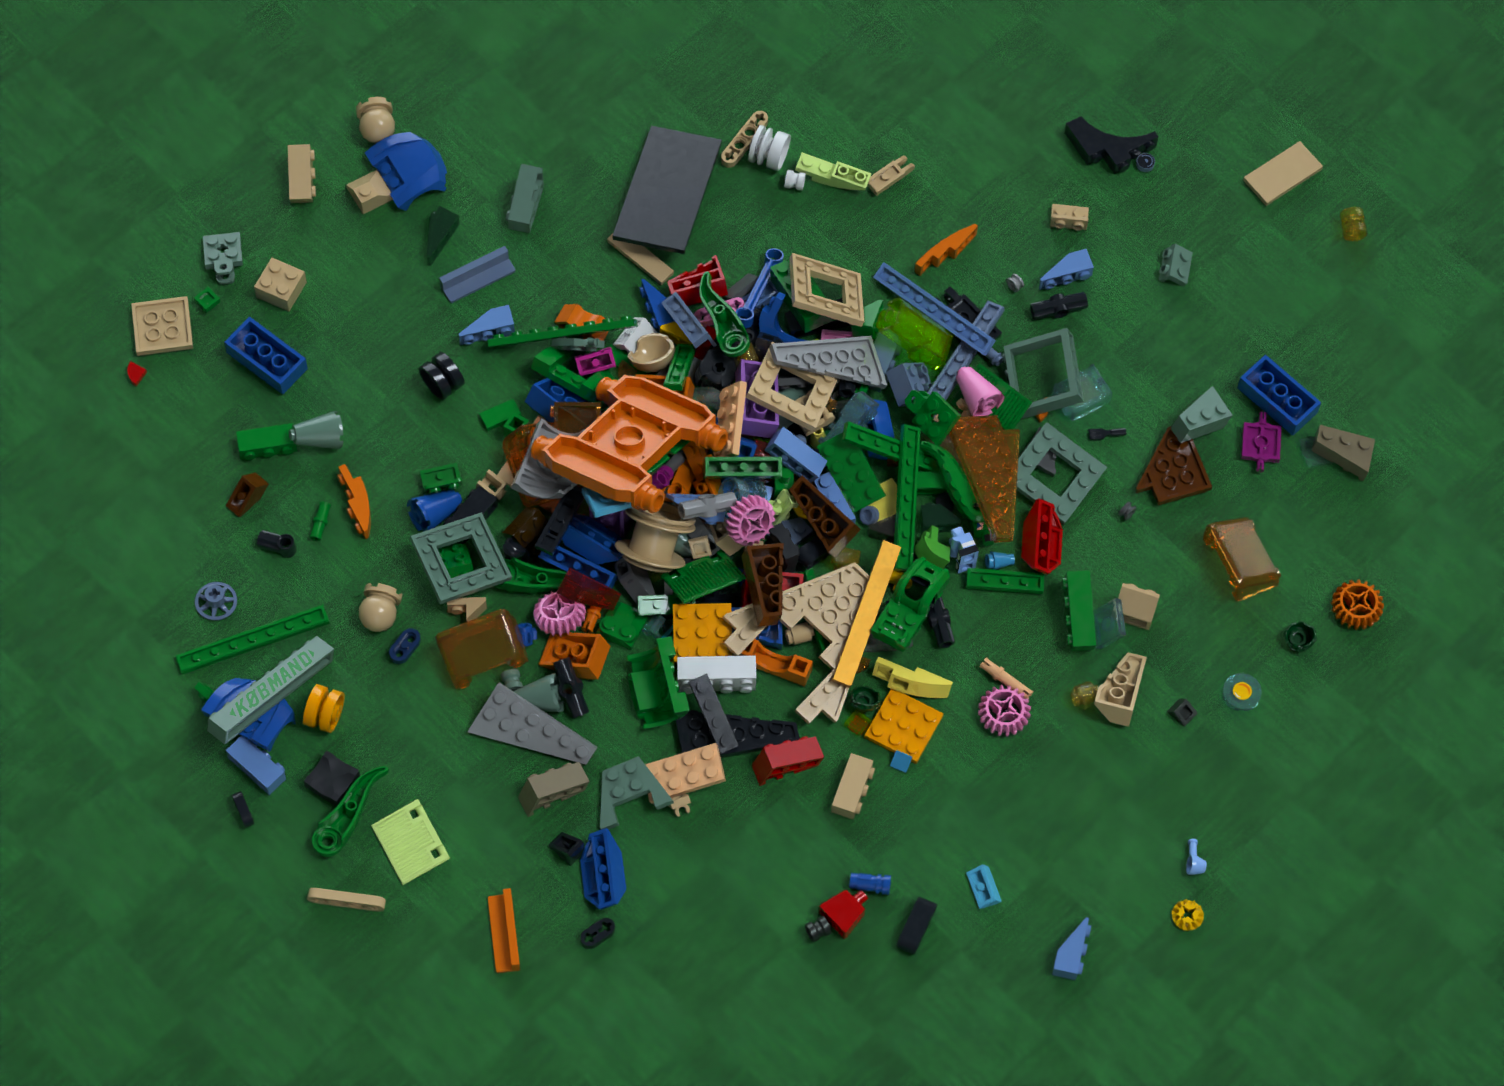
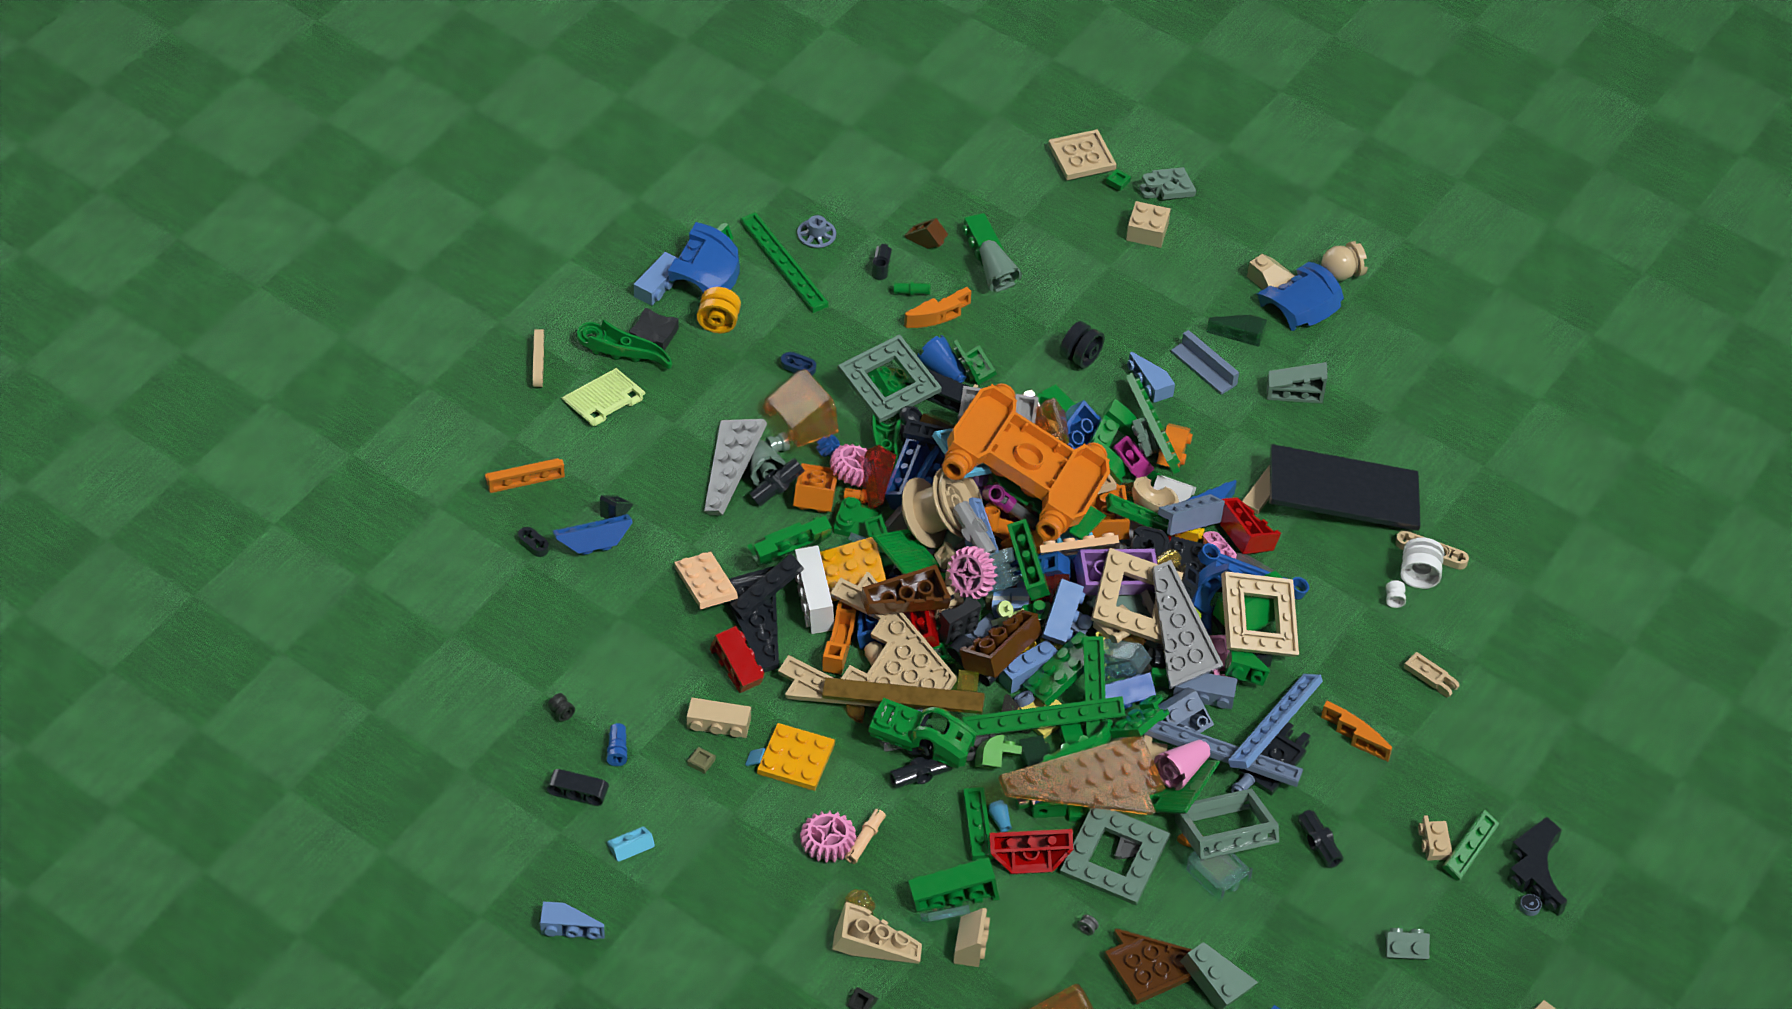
camera: 80 degrees right, 15 degrees down
(135, 373) = (1029, 146): red tile -> none
(243, 809) = (614, 277): black beam -> none
(266, 355) = (1069, 223): blue brick -> none
(270, 689) = (724, 264): sand green brick -> none
(301, 173) = (1270, 220): tan wedge -> none
(379, 609) = (827, 335): tan tile -> none
(471, 606) = (846, 402): tan slope -> none
(552, 785) = (673, 484): dark tan wedge -> none
(627, 783) = (686, 539): sand green wing -> none
(680, 801) = (676, 583): tan tile -> none
(725, 320) = (1194, 532): green animal -> none
(834, 175) = (1414, 621): yellowish green slope -> none
(844, 911) = (582, 726): red torso -> none
(858, 723) = (791, 717): clear neon green tile -> none
(864, 699) = (815, 716): dark green hair -> none
(896, 810) = (701, 760): none -> olive tile
(915, 333) = (1237, 700): clear neon green brick -> none
(916, 683) = (842, 755): light yellow slope -> none
(963, 549) = (991, 775): light blue hips -> none
(1015, 282) = (1336, 796): light grey bush -> none
(1071, 268) = (1369, 843): medium blue slope -> none
(1080, 191) = (1470, 845): none -> tile
(1100, 434) = (1177, 895): black piece -> none

